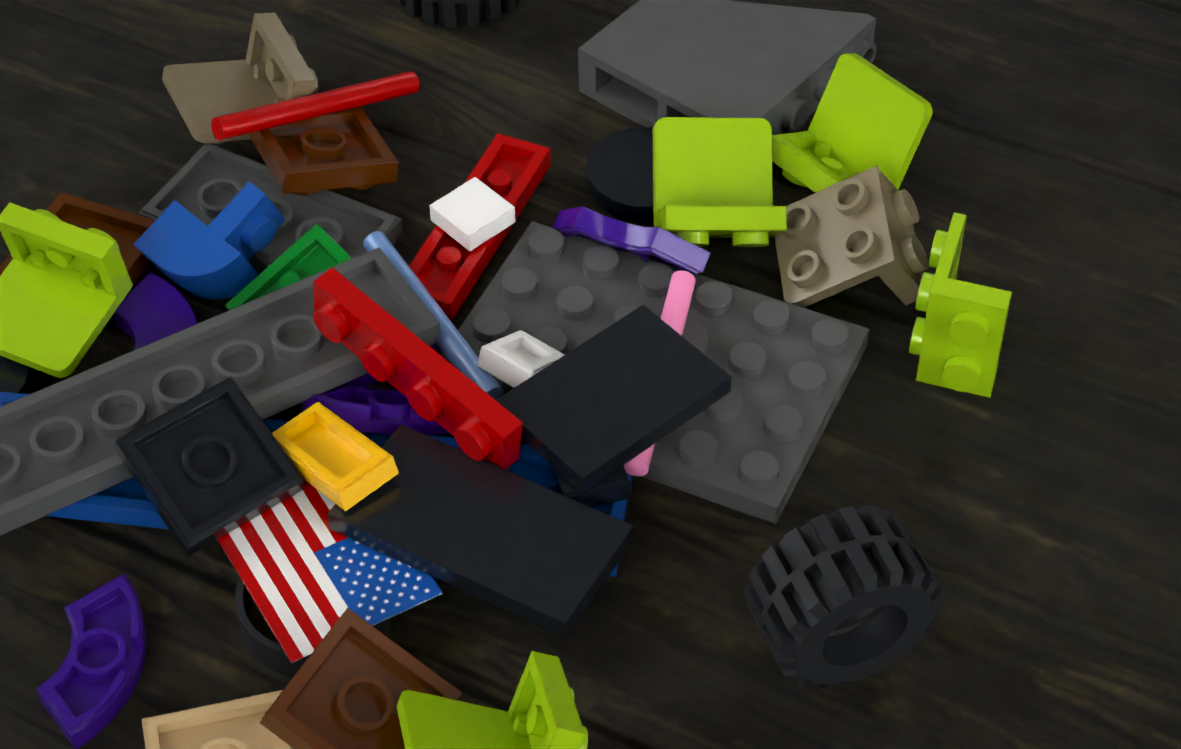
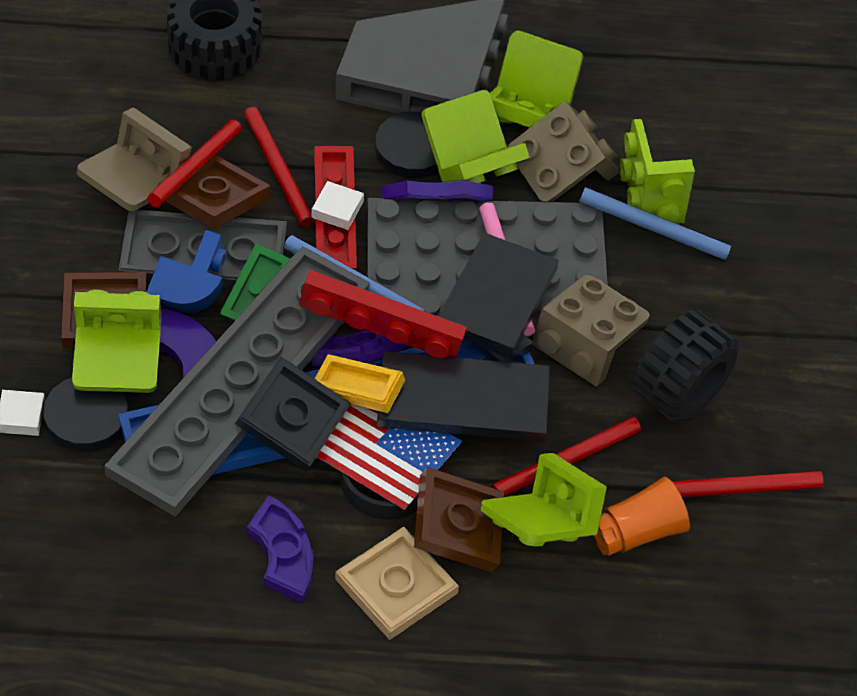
camera: 30 degrees left, 5 degrees up
(442, 141) = (279, 167): none -> red bar
(516, 357) = (429, 289): white tile -> none
(610, 675) = (572, 454): none -> red bar
(736, 485) = (587, 327): none -> dark tan bracket
(935, 381) = (655, 223): none -> medium blue bar

